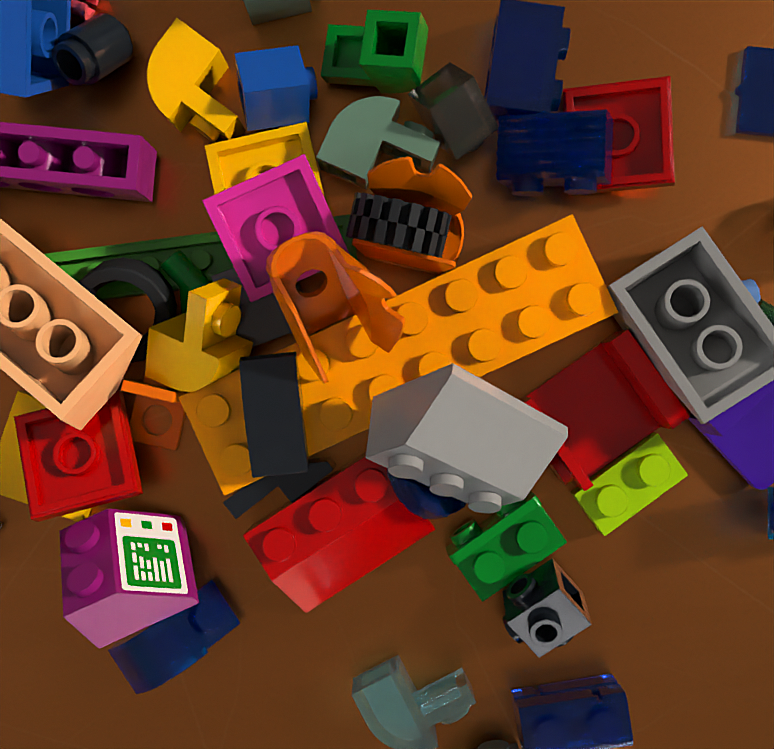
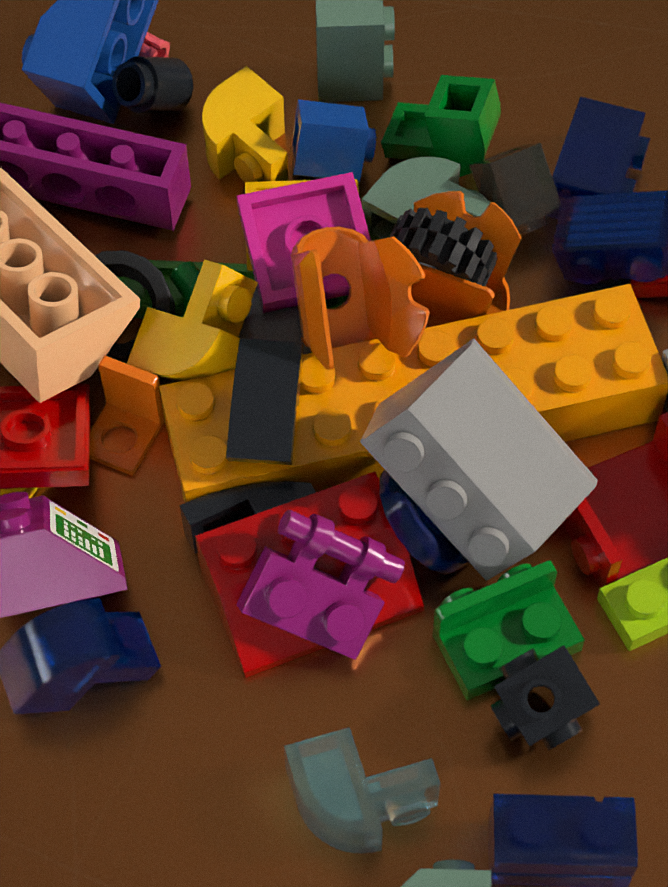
camera: 10 degrees right, 30 degrees down
(352, 556) = (313, 602): none -> magenta plate

